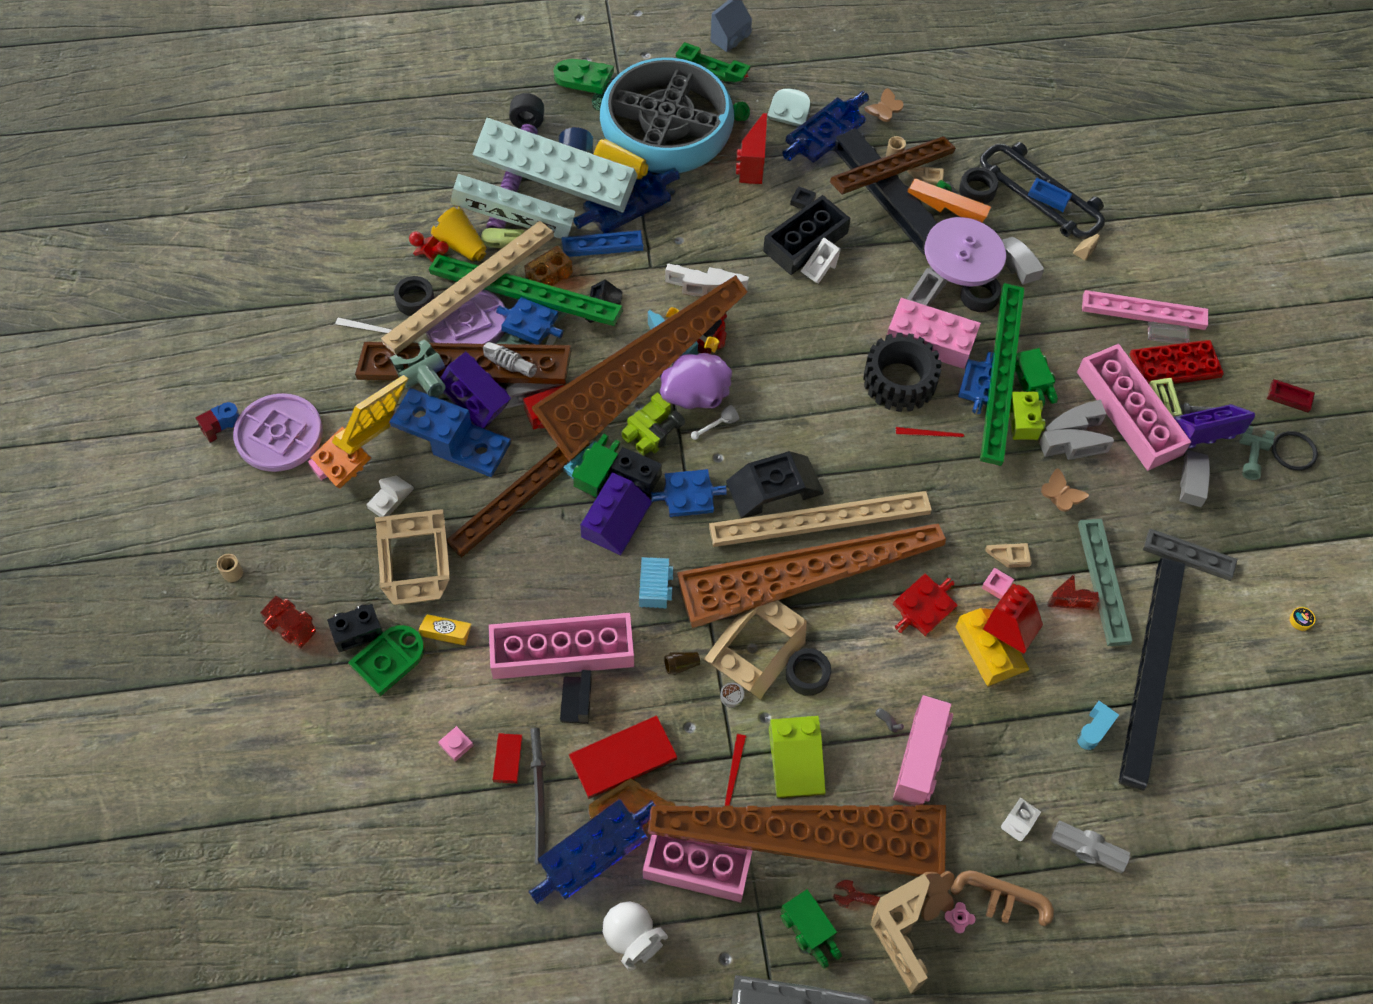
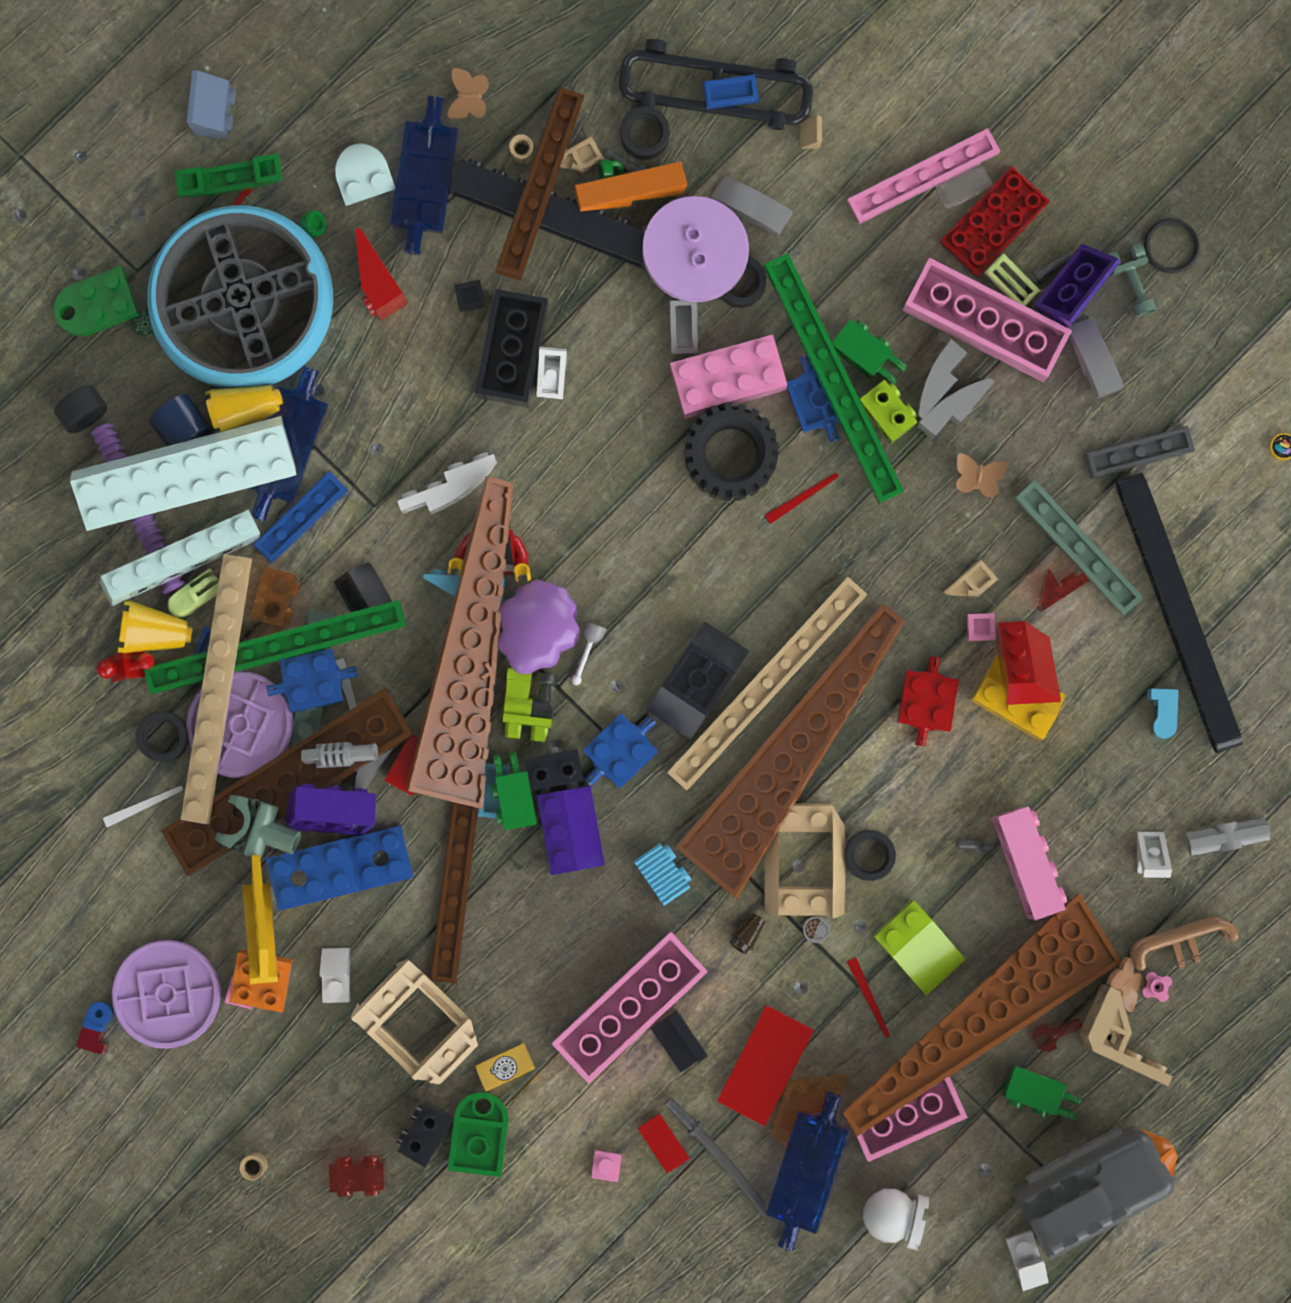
camera: 35 degrees left, 25 degrees up
(1291, 395) = (1131, 176): dark red tile -> none

